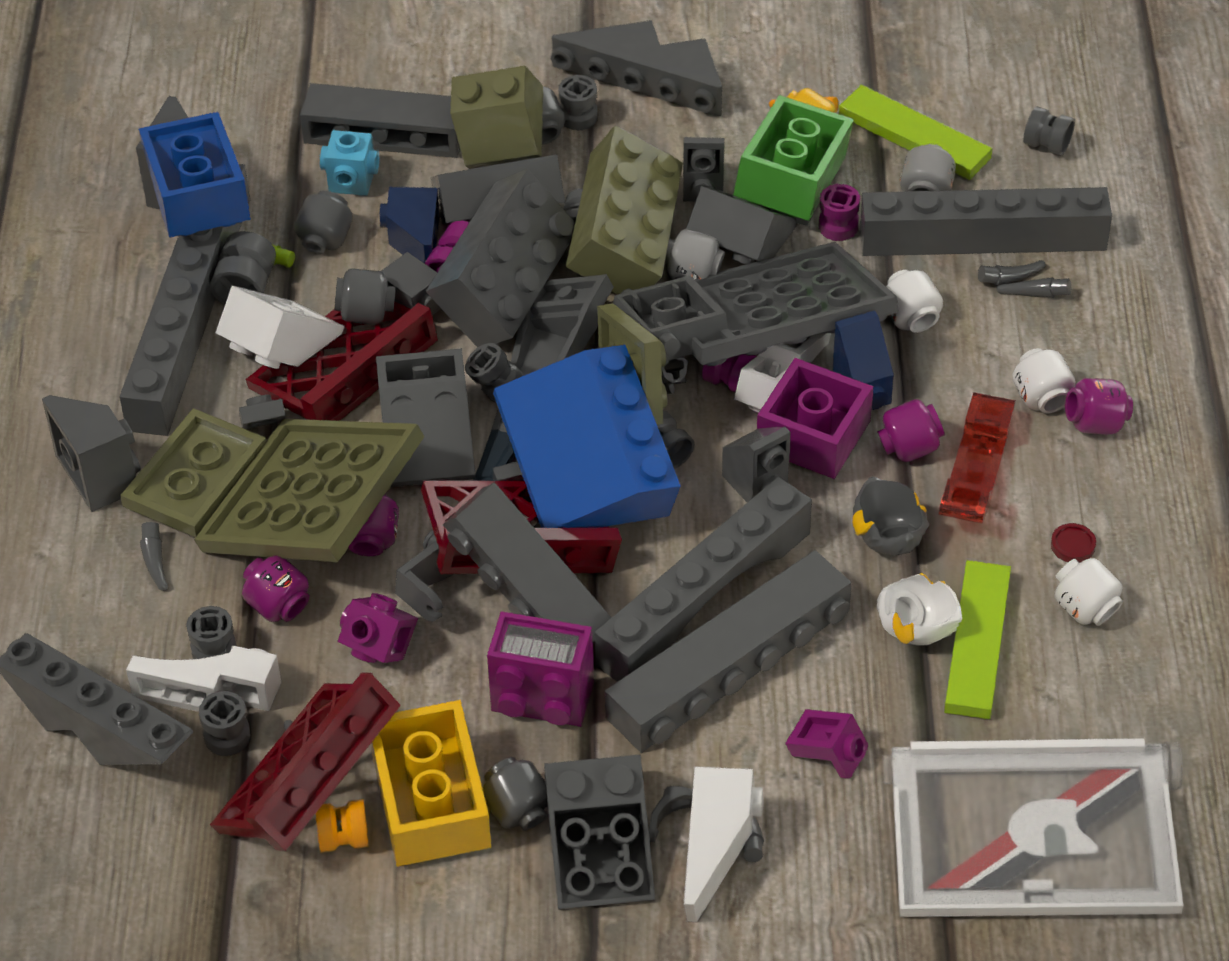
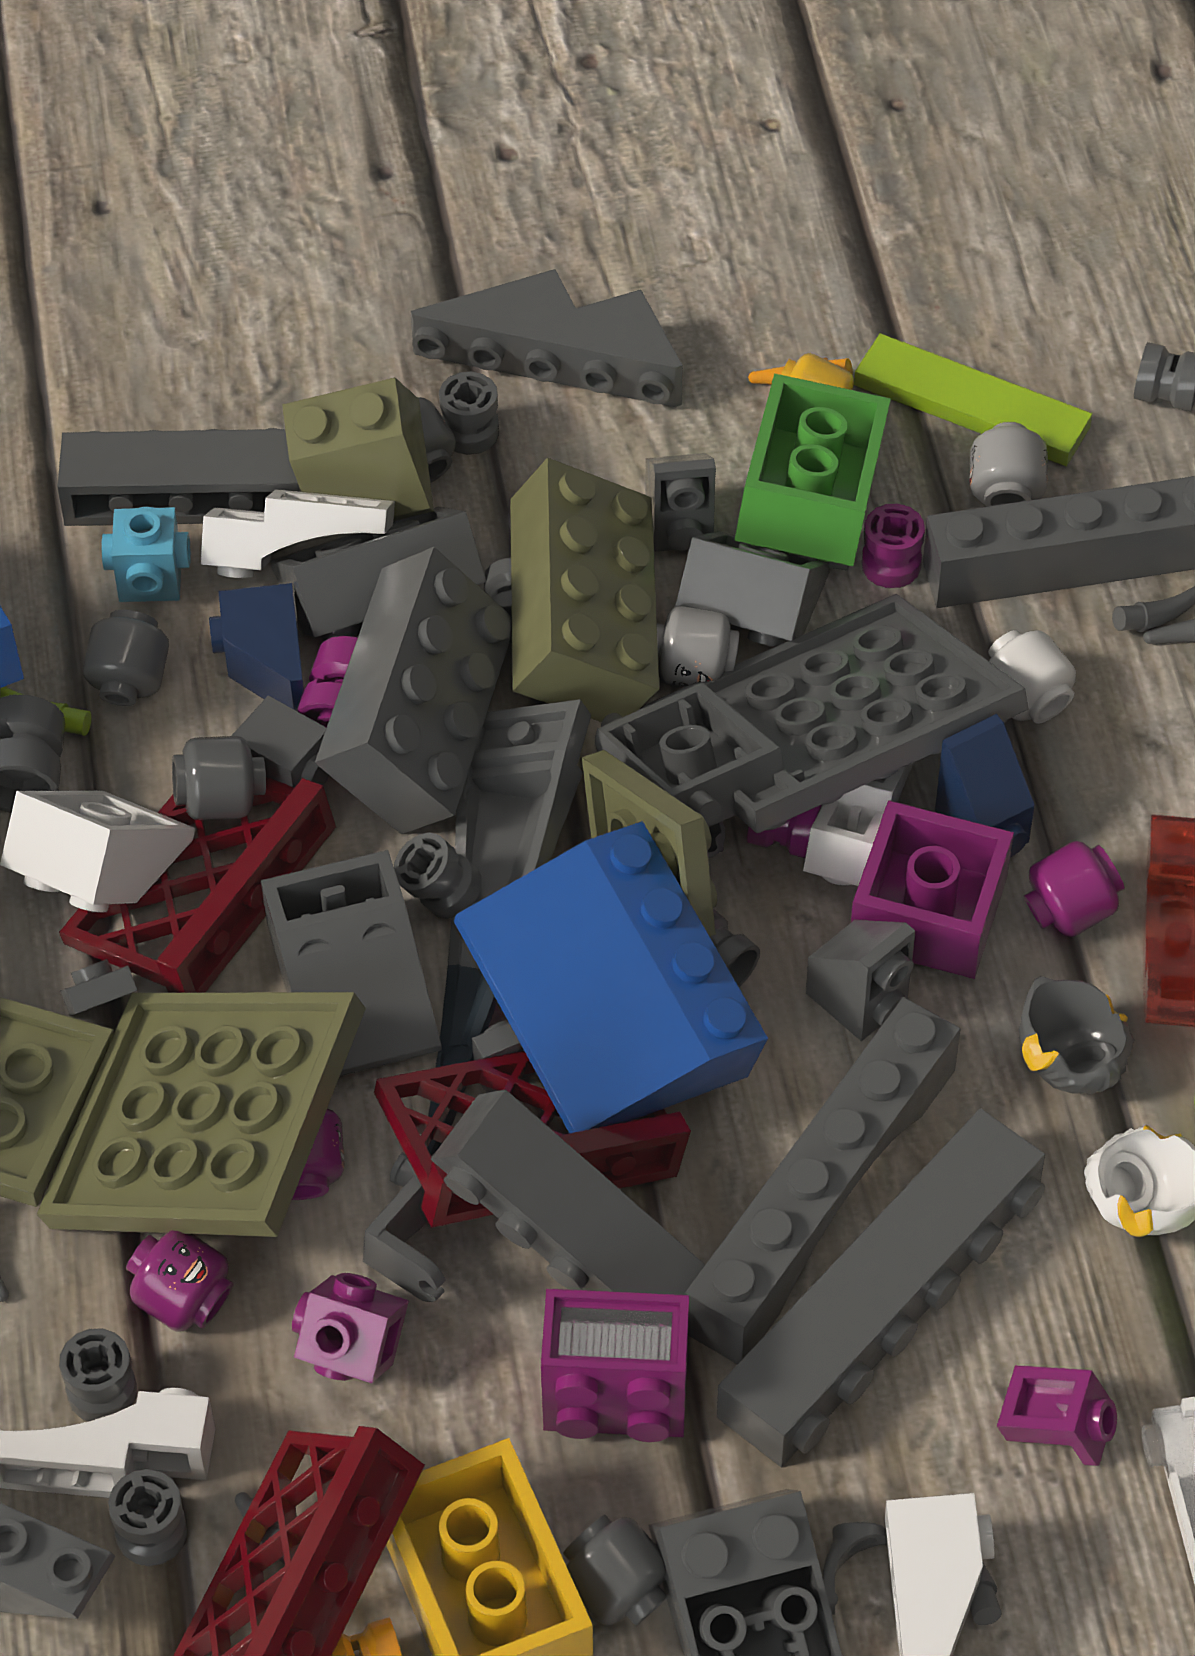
camera: 10 degrees left, 5 degrees up
(418, 161) = (245, 539): none -> white slope

